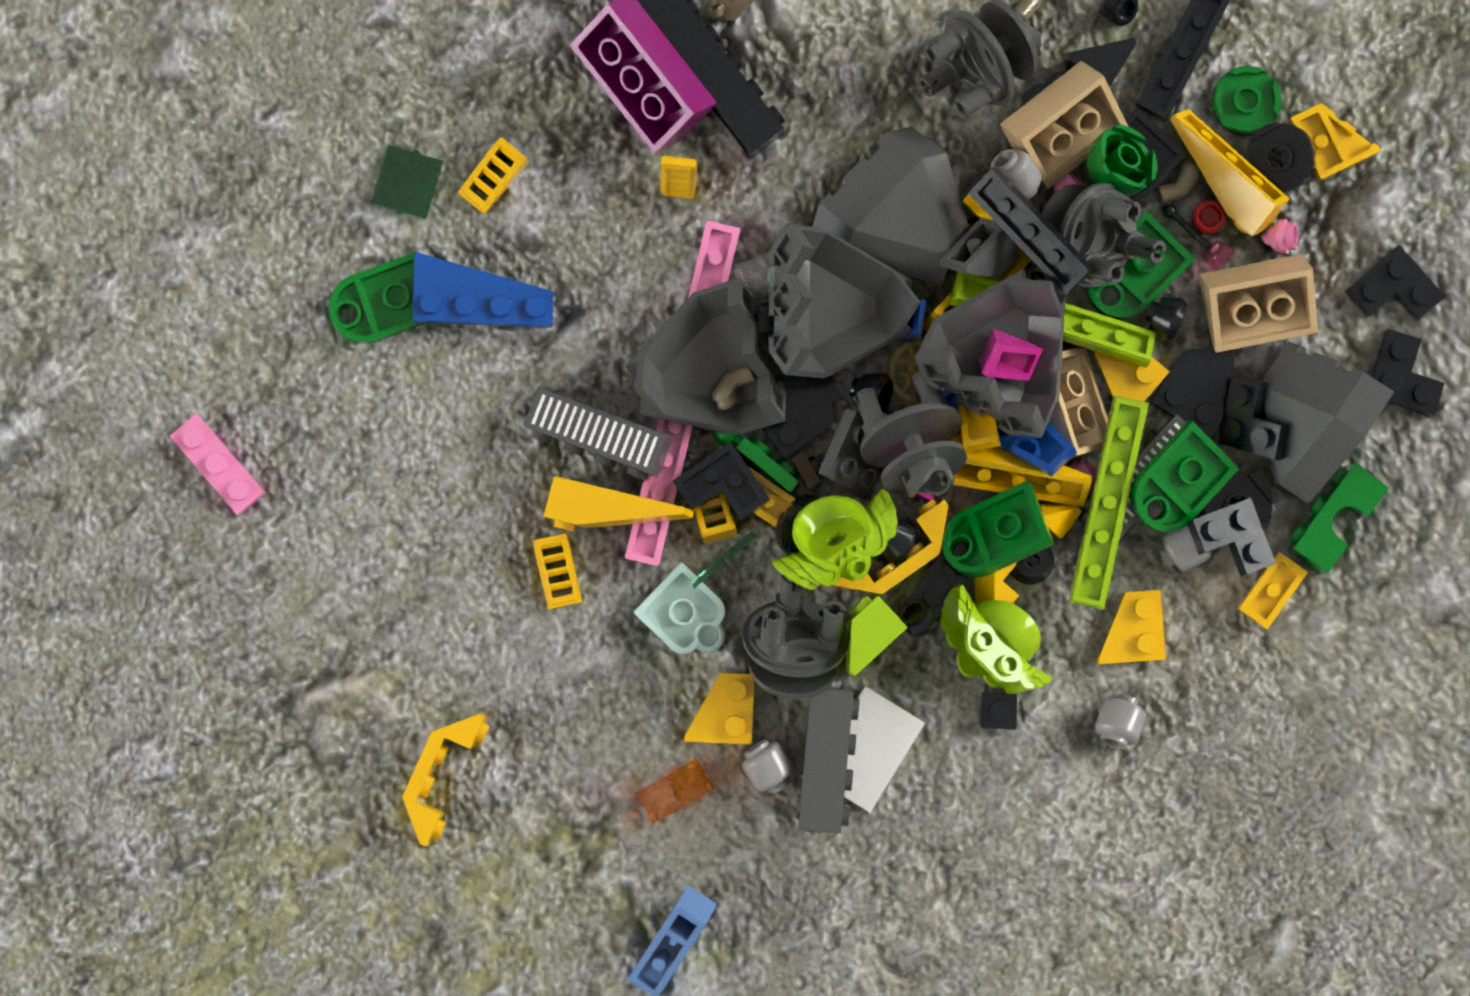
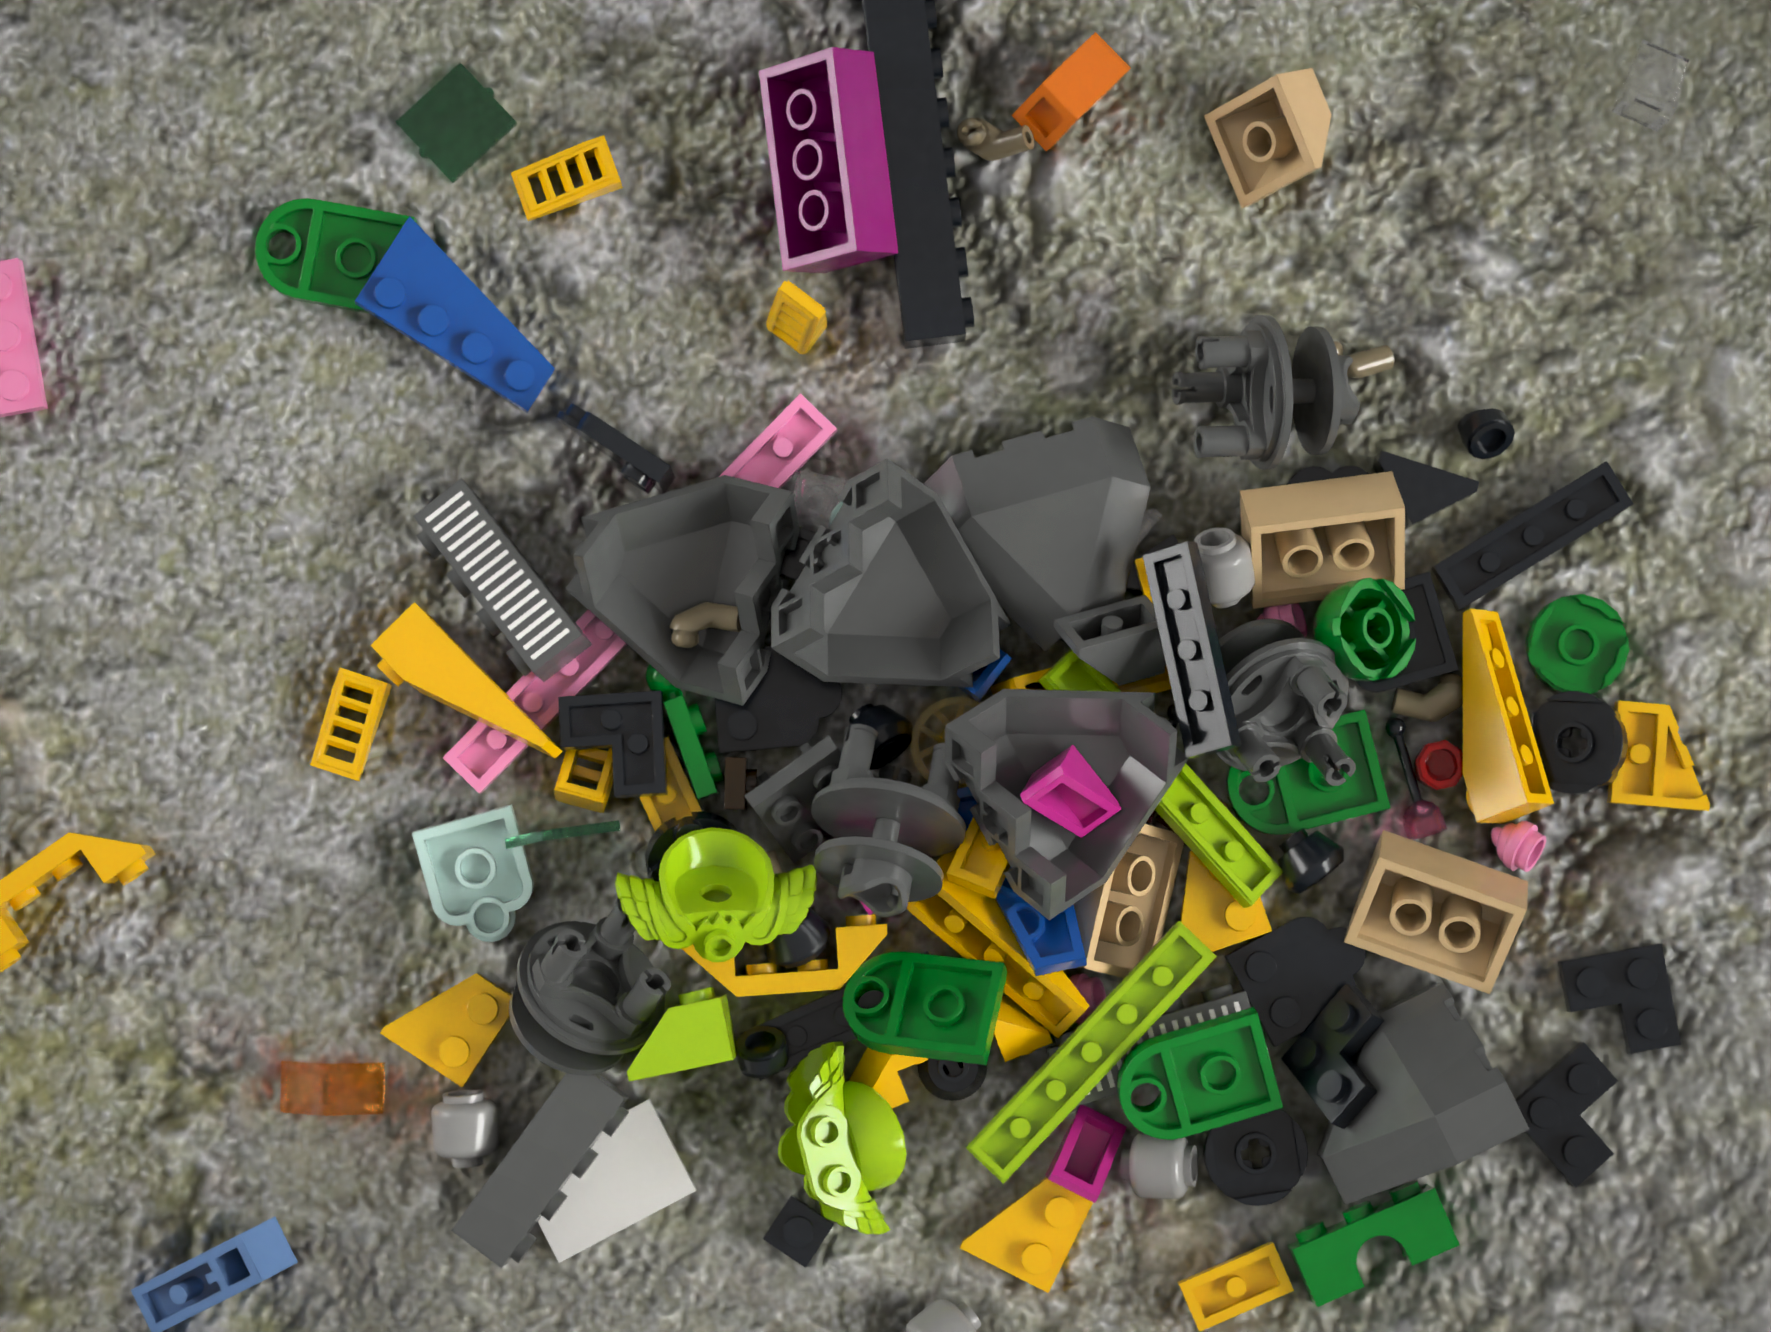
camera: 30 degrees right, 0 degrees up
(638, 316) = (638, 464): none -> black plate
(1139, 565) = (1086, 1153): none -> dark pink slope
(1240, 529) = (1238, 1184): plate -> none

